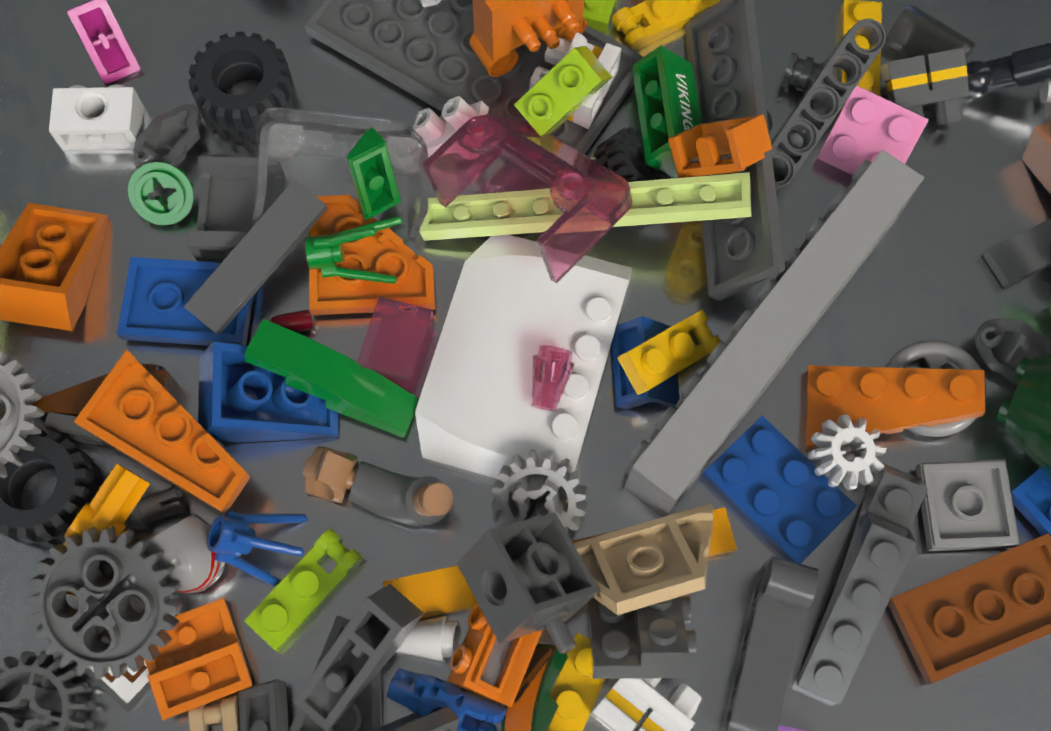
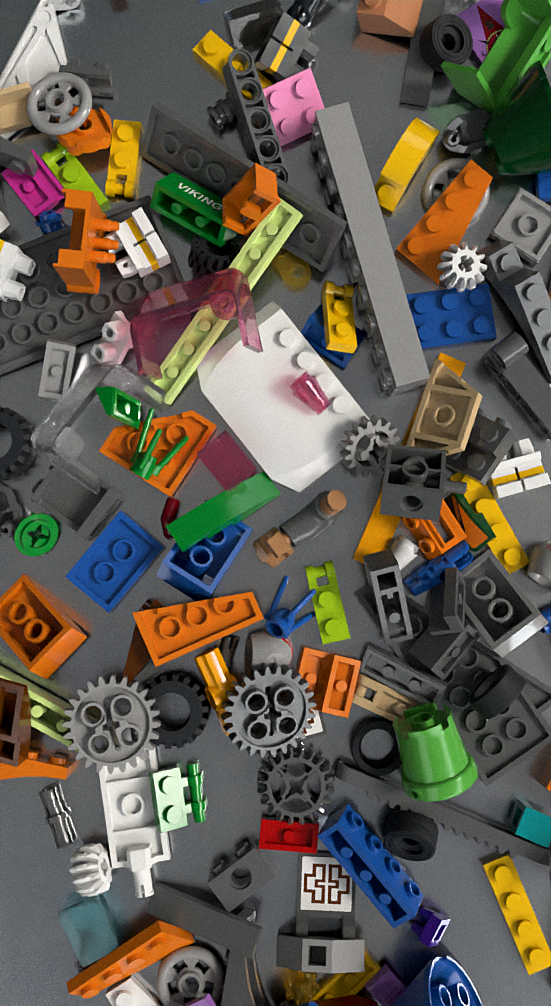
camera: 55 degrees left, 15 degrees up
(256, 257) = (121, 505): dark grey tile -> none
(374, 90) = (56, 369): none -> light grey plate
(563, 90) = (151, 261): lime brick -> none
(915, 296) = (404, 162): none -> yellow arch

